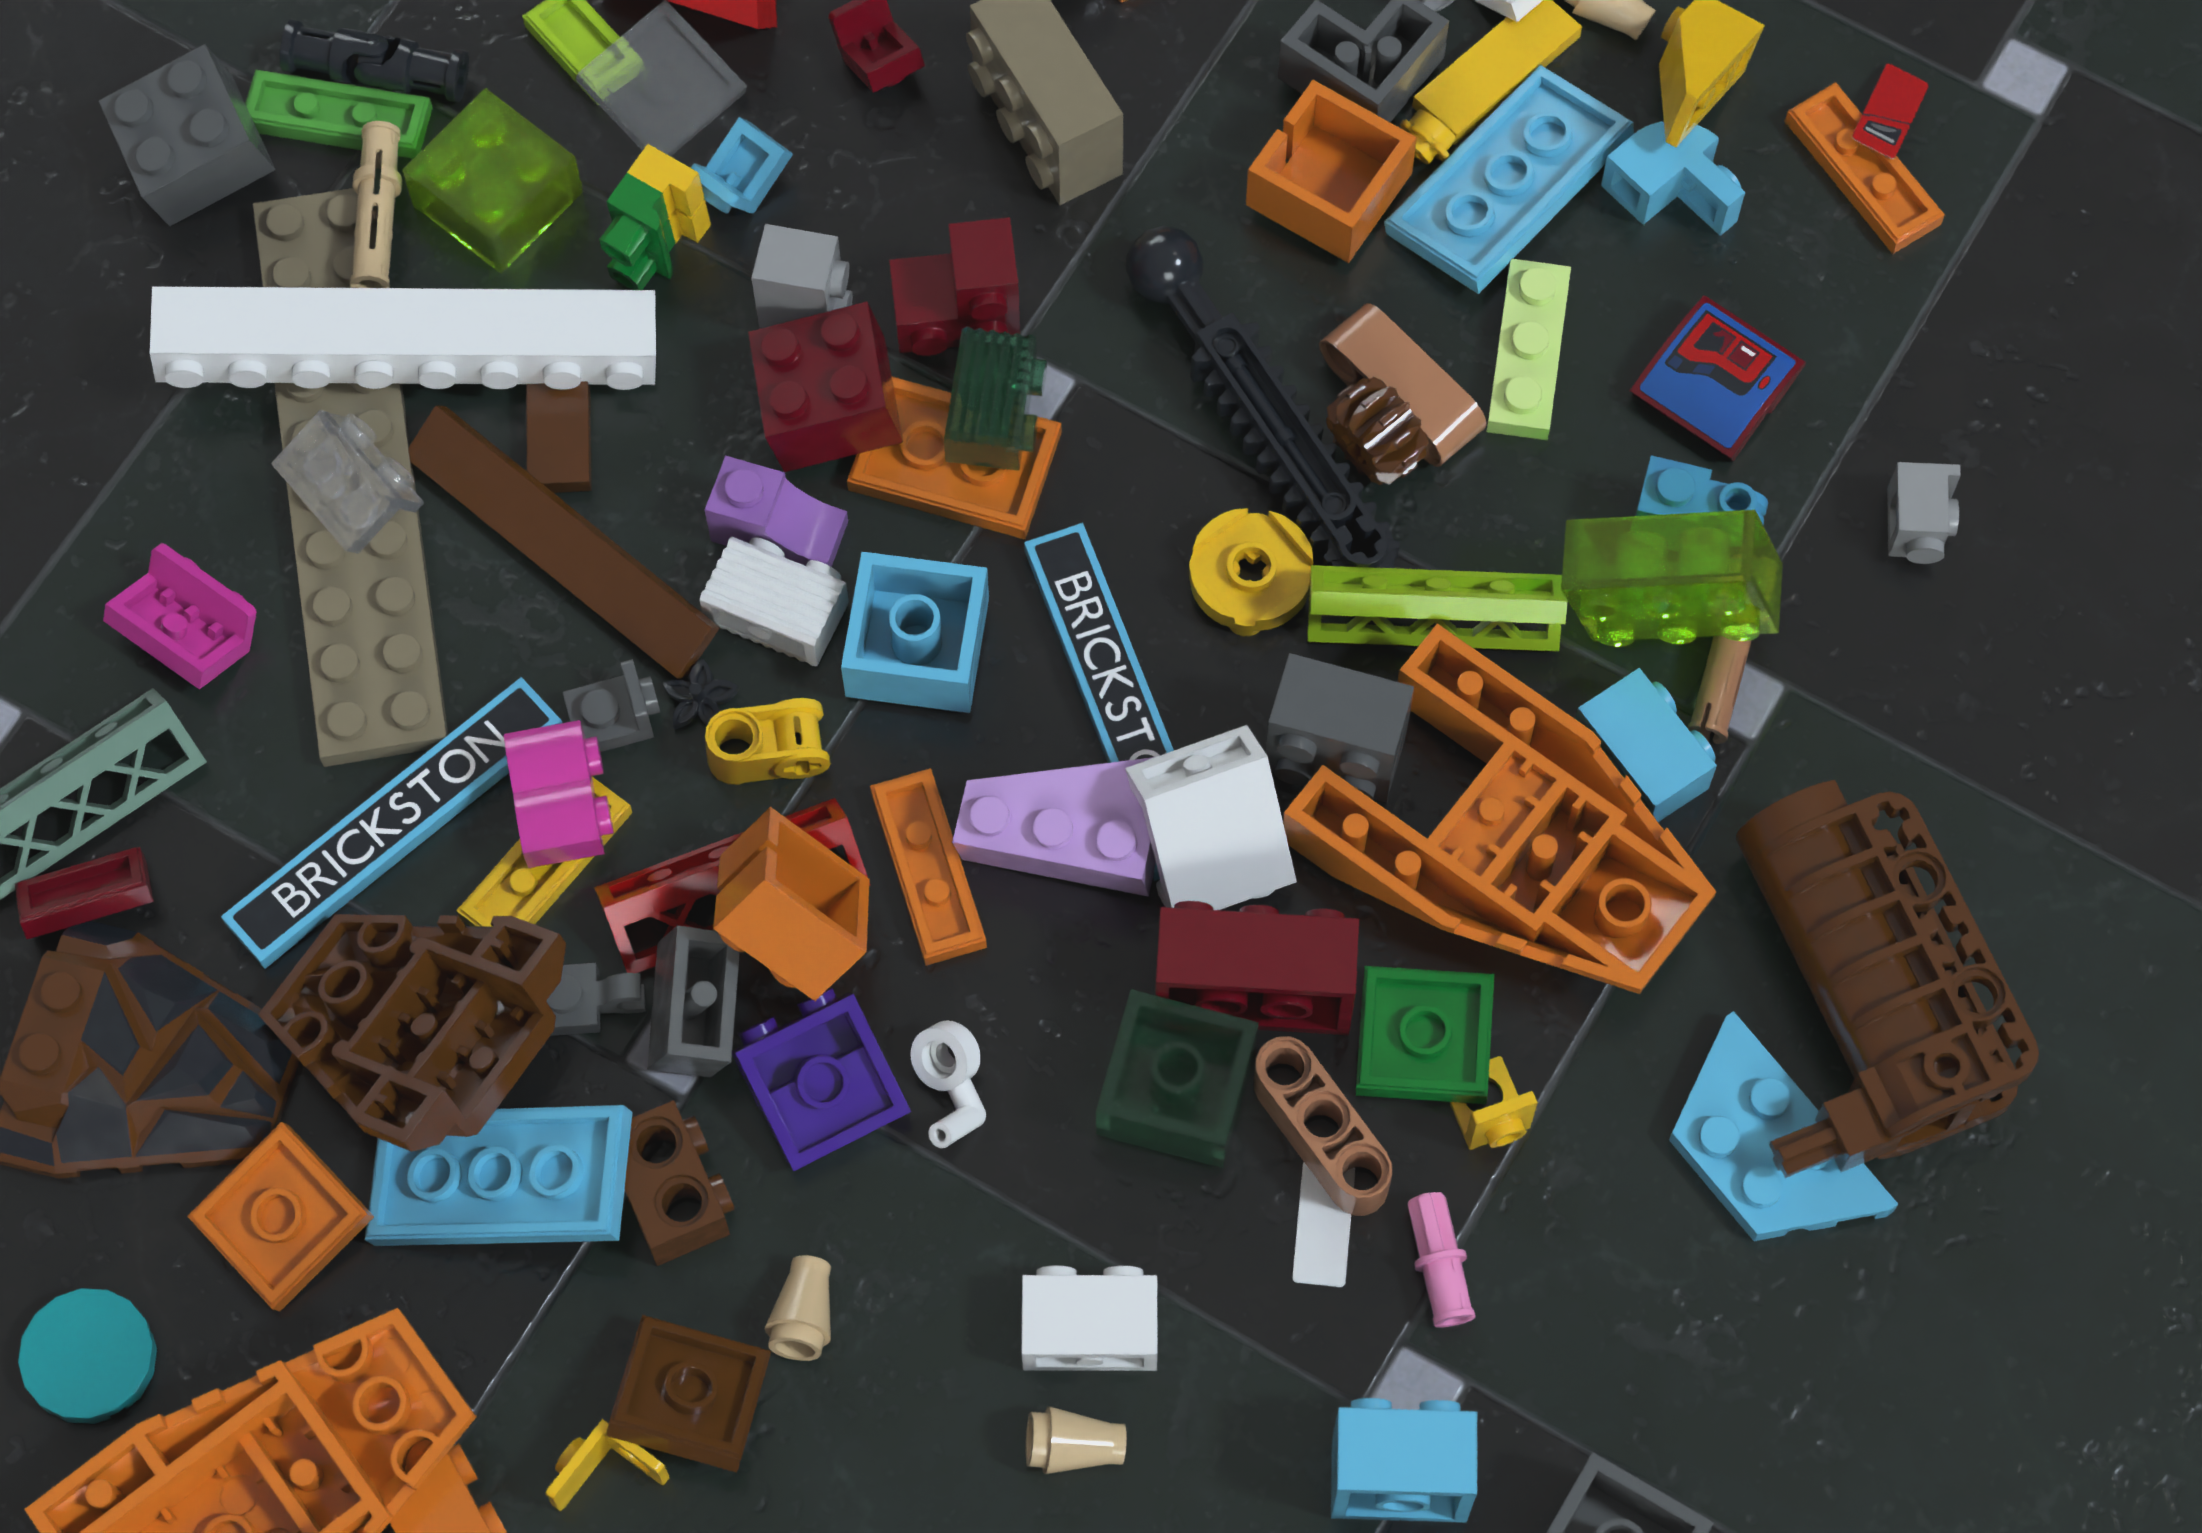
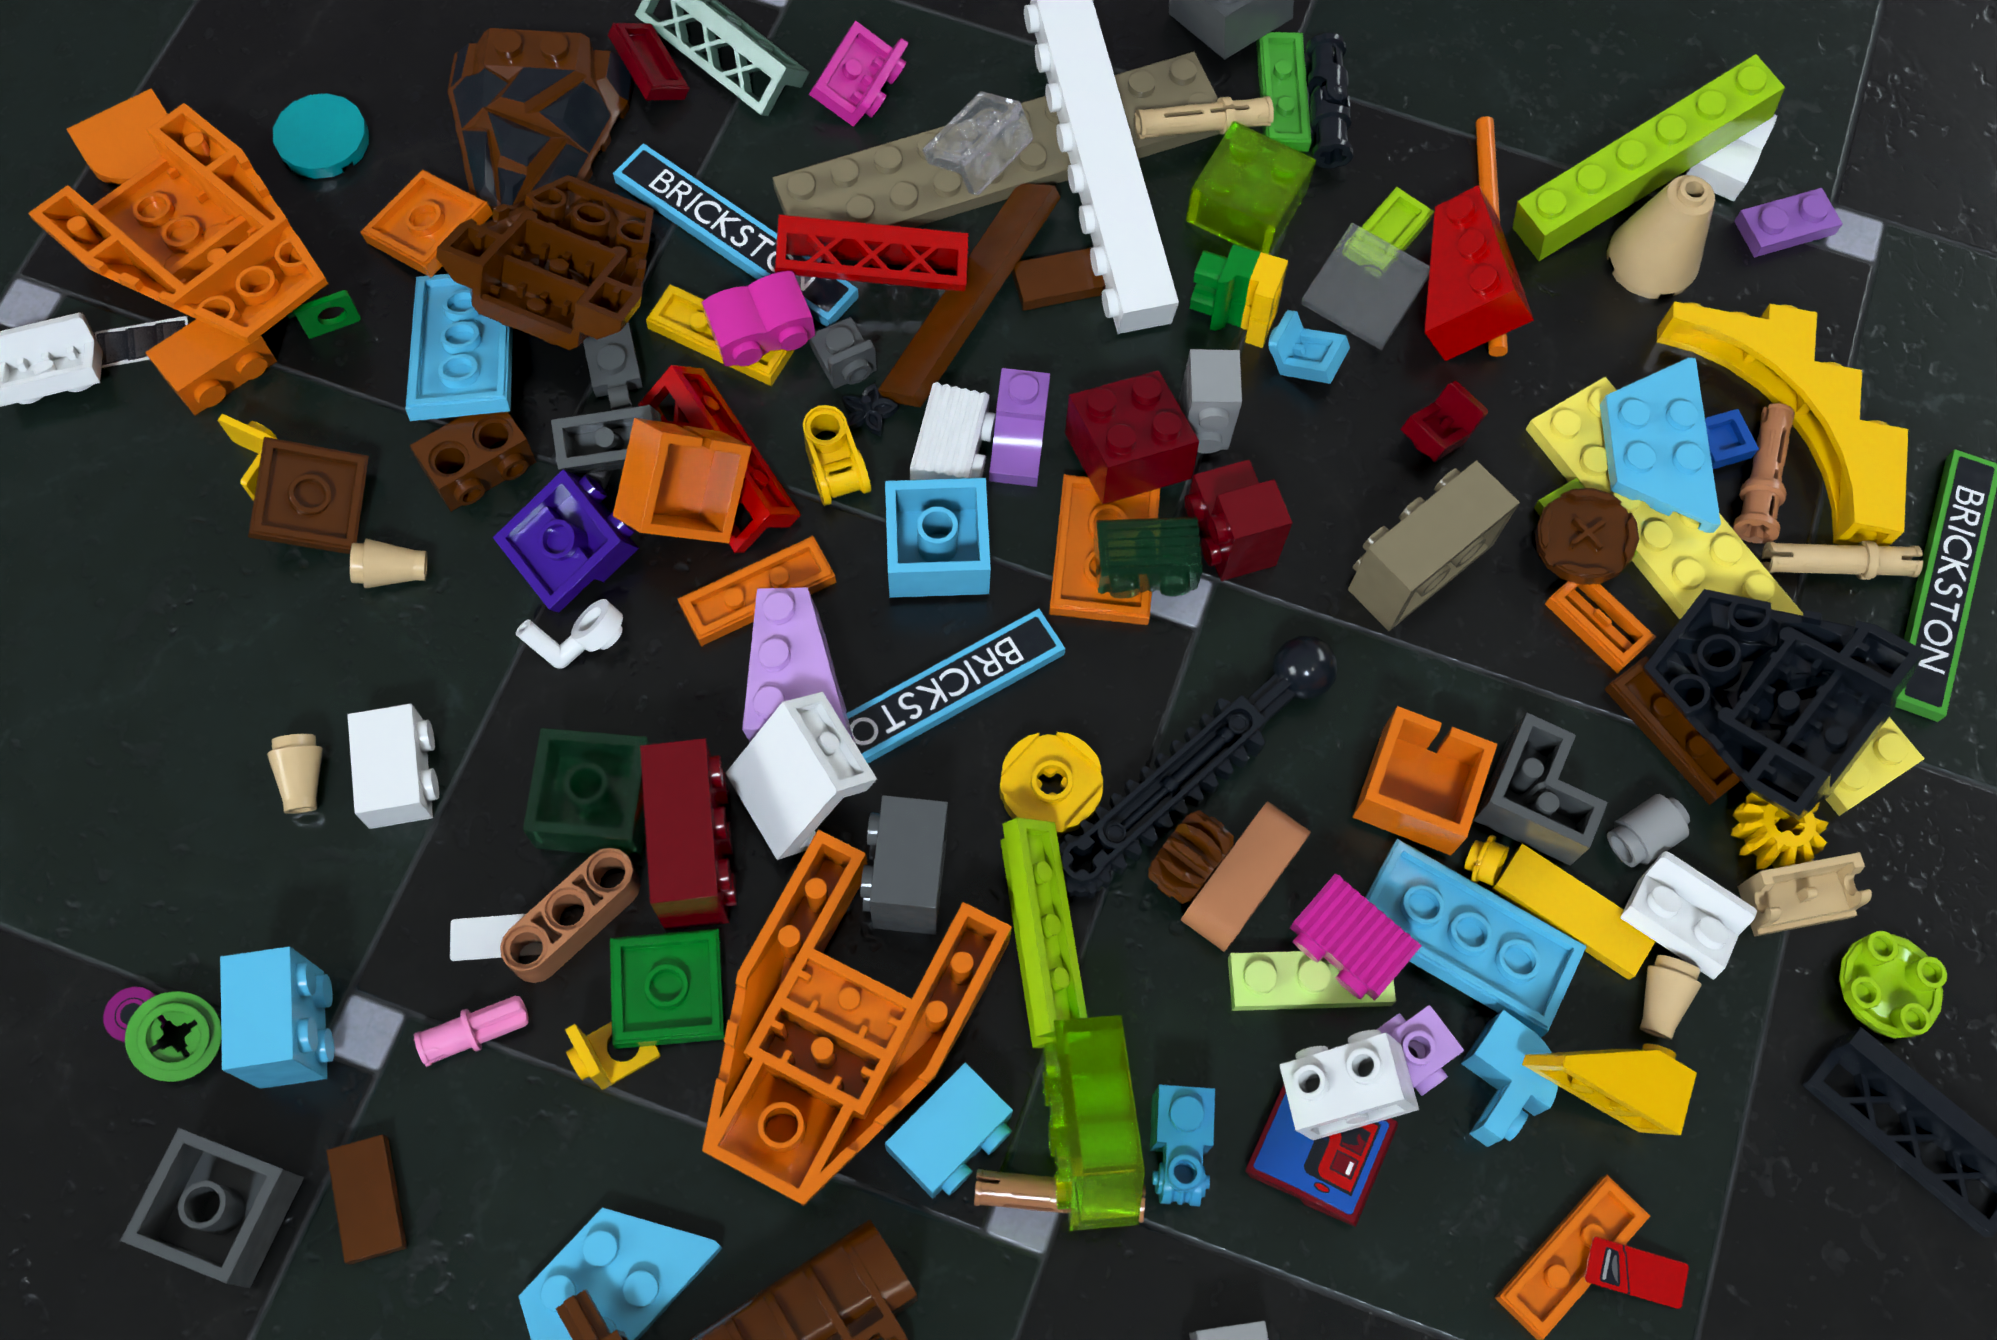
camera: 75 degrees right, 0 degrees up
(470, 642) = (872, 245): none -> red fence
(1505, 281) = (1353, 939): none -> dark pink brick
(1620, 1399) = (366, 1199): none -> reddish brown tile
(1634, 258) = (1425, 1045): none -> lavender brick
(1670, 319) = (1348, 1085): none -> white brick

